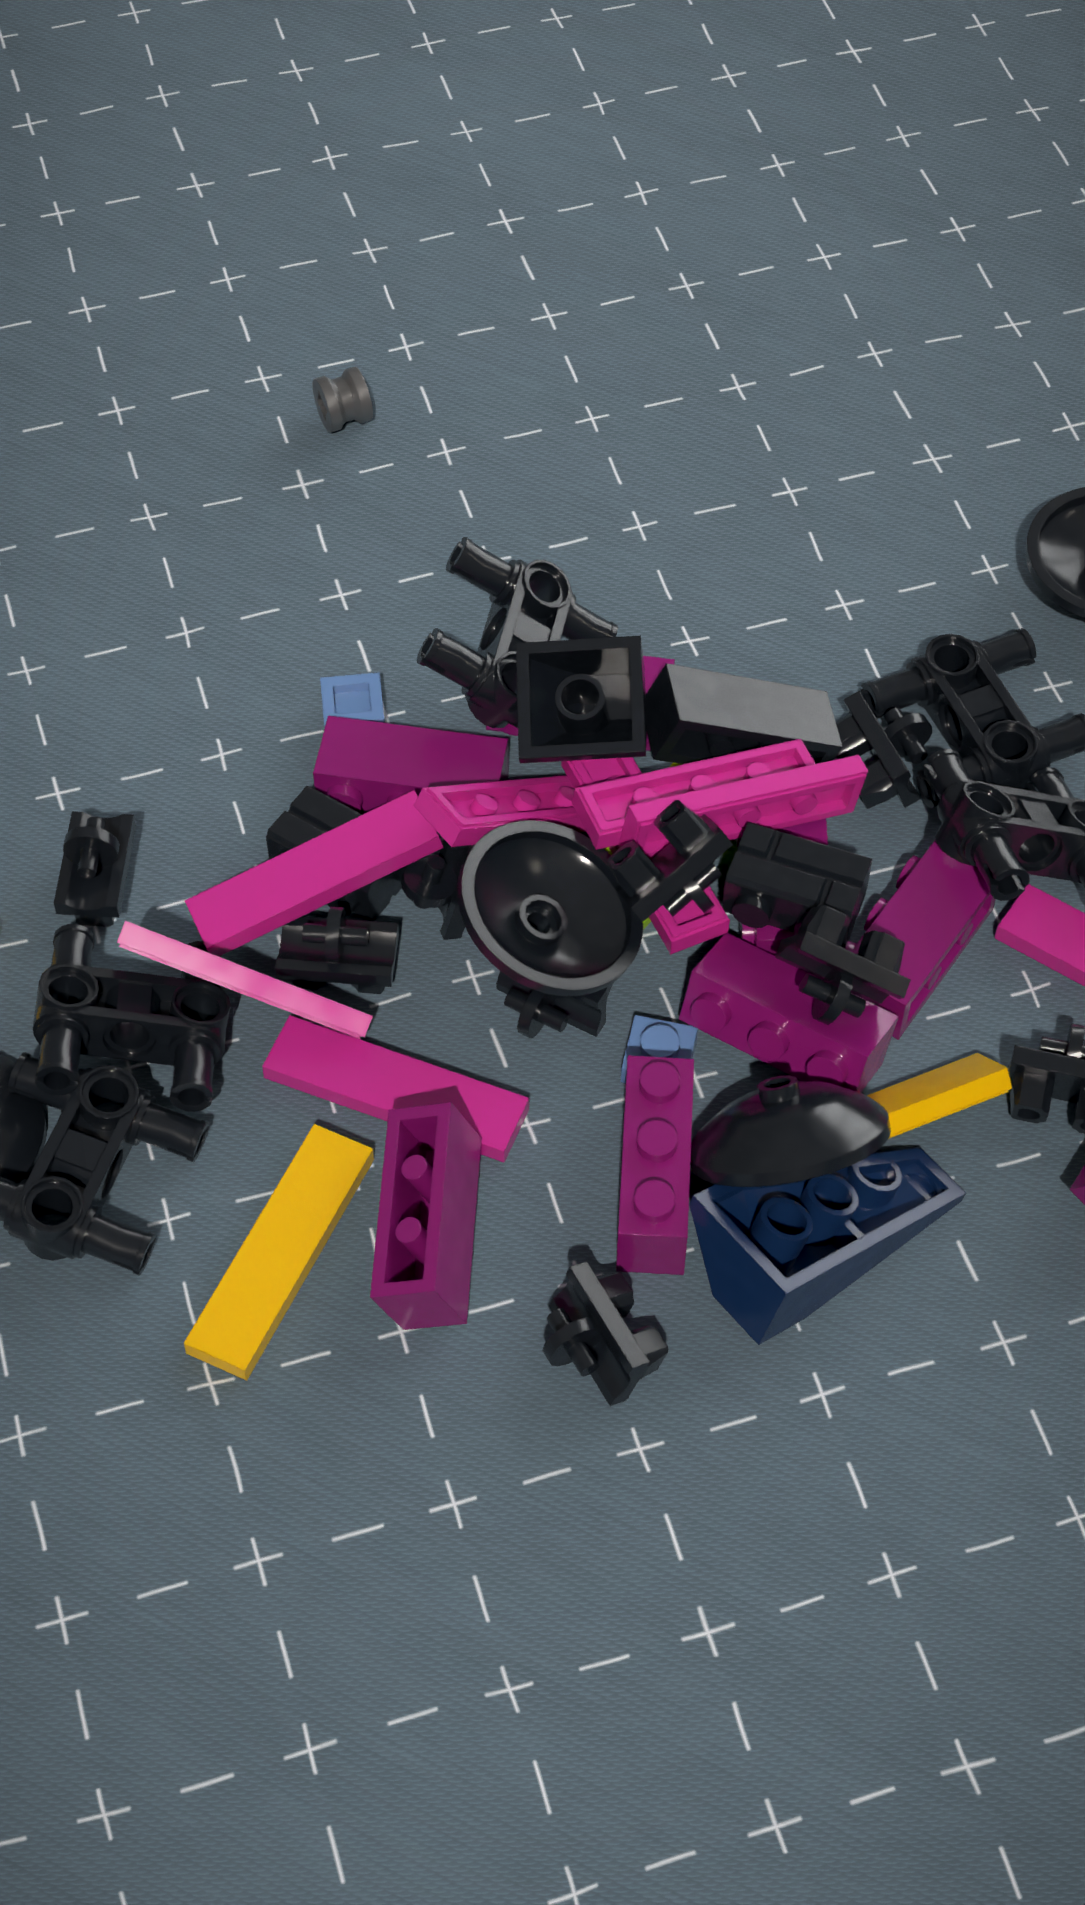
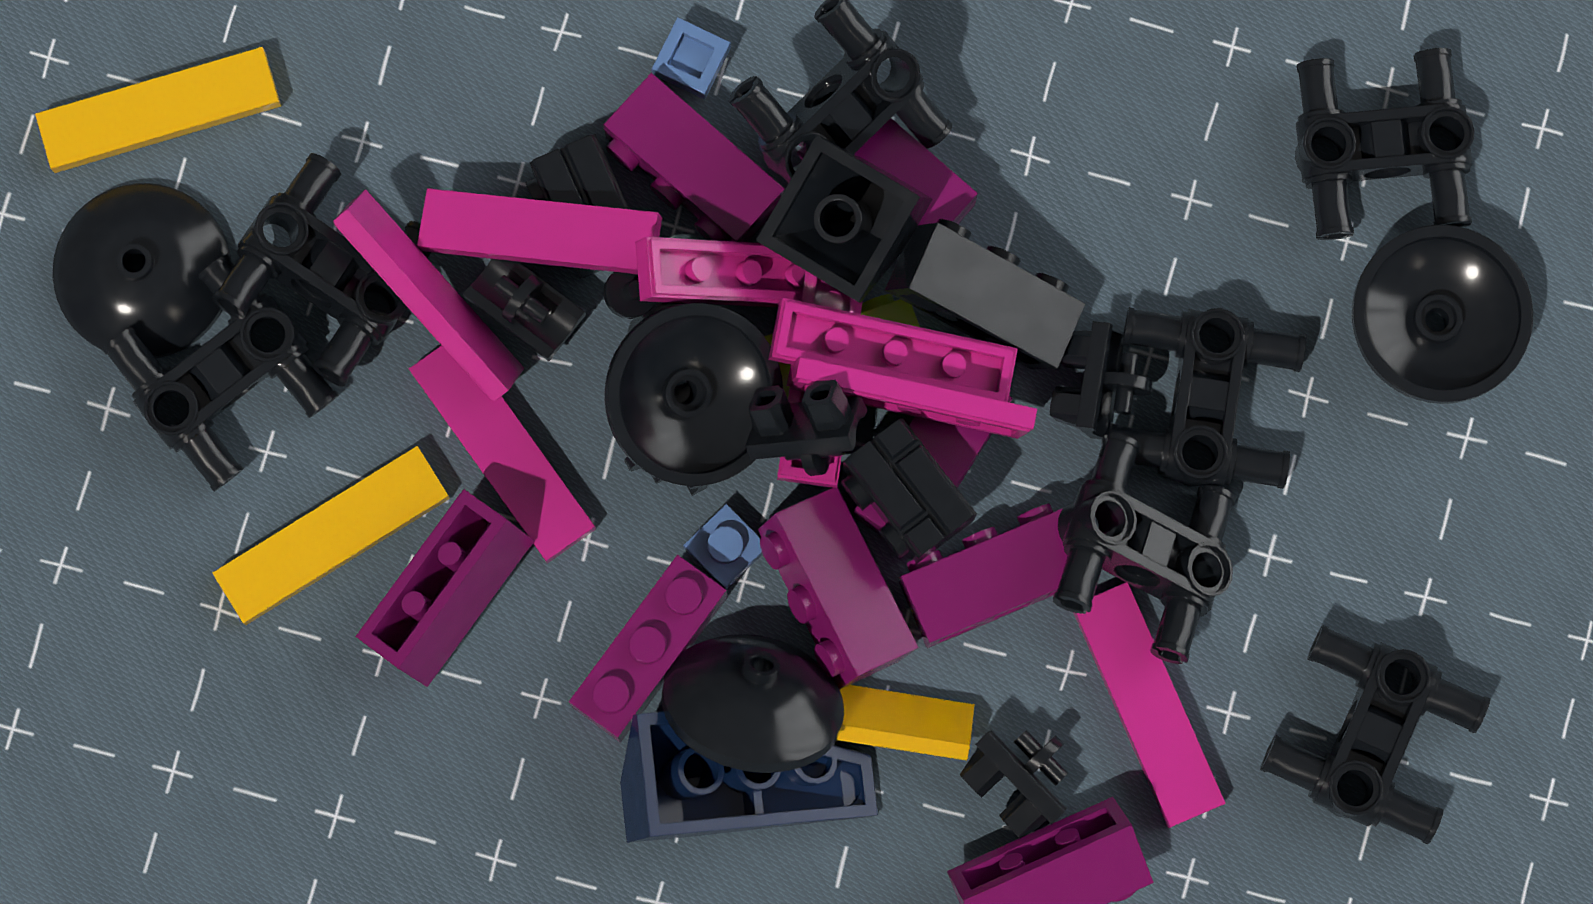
camera: 30 degrees right, 25 degrees up
(94, 868) = (382, 100): black hips -> none
(596, 1338) = (520, 734): black hips -> none
(867, 974) = (871, 574): black hips -> none
(962, 481) = (1383, 143): none -> black piece

